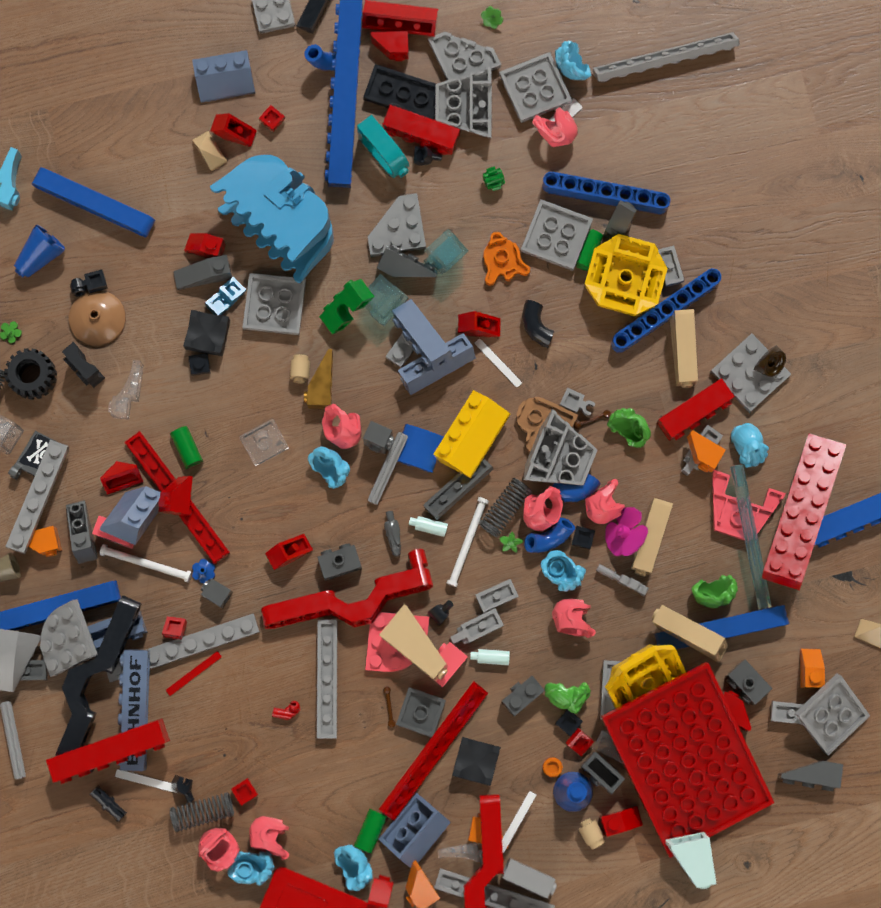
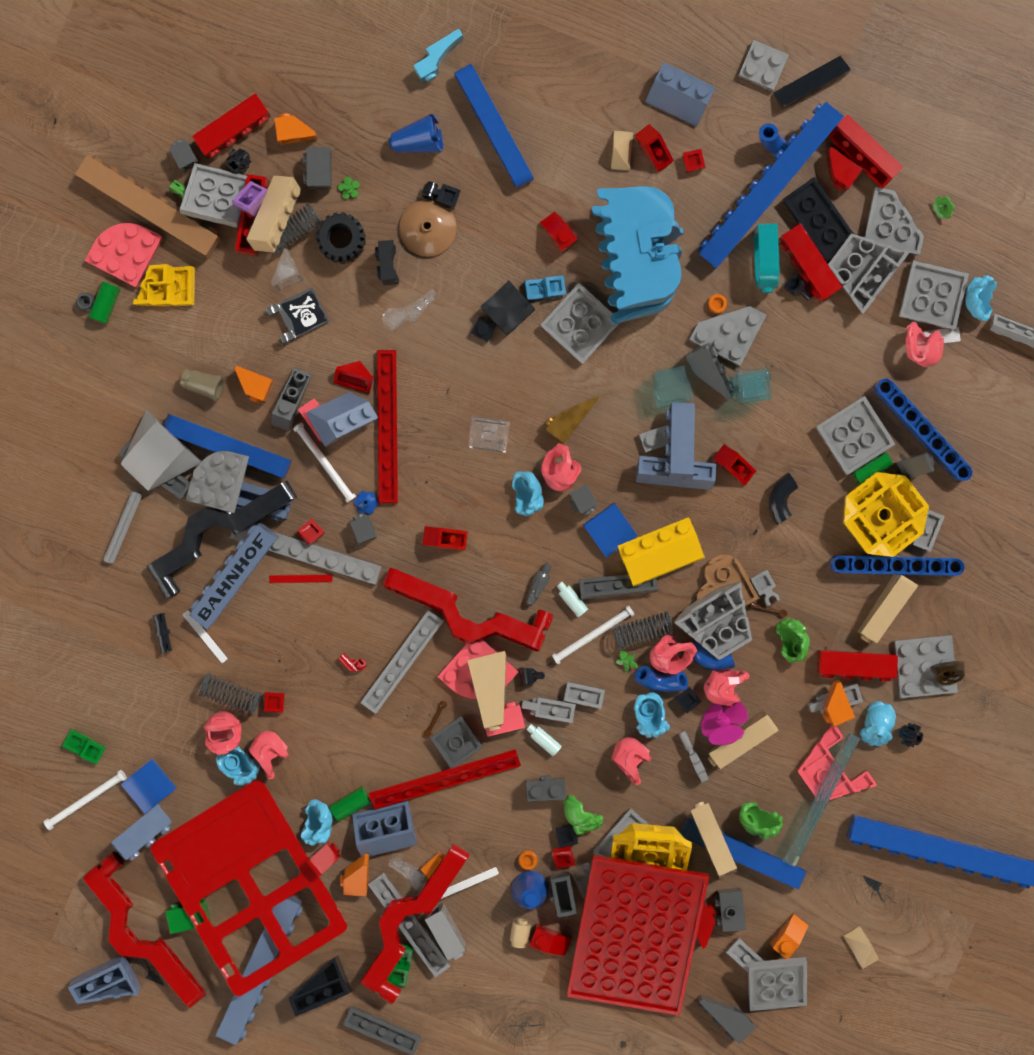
camera: 35 degrees right, 10 degrees up
(37, 497) = (275, 346): light grey plate -> none
(105, 751) = (190, 595): red brick -> none
(176, 497) = (387, 428): red slope -> none
(183, 788) = (229, 663): black piece -> none
(186, 447) = (424, 391): green brick -> none
(203, 272) = (541, 254): dark grey slope -> none
(299, 369) = (562, 393): tan brick -> none
(336, 314) = (649, 370): green arch -> none
(339, 562) = (479, 576): dark grey brick -> none
(372, 212) = (717, 303): none -> orange tile
(387, 468) = (573, 528): light grey axle -> none
(476, 761) = (471, 812): black brick -> none
(493, 178) = (839, 349): green gear -> none
(500, 365) = (727, 506): white sticker -> none
(503, 259) = (796, 422): orange tile -> none
(695, 858) = (586, 1011): light aqua slope -> none
(781, 433) = (911, 735): none -> black gear
(803, 512) = (879, 812): brick -> none

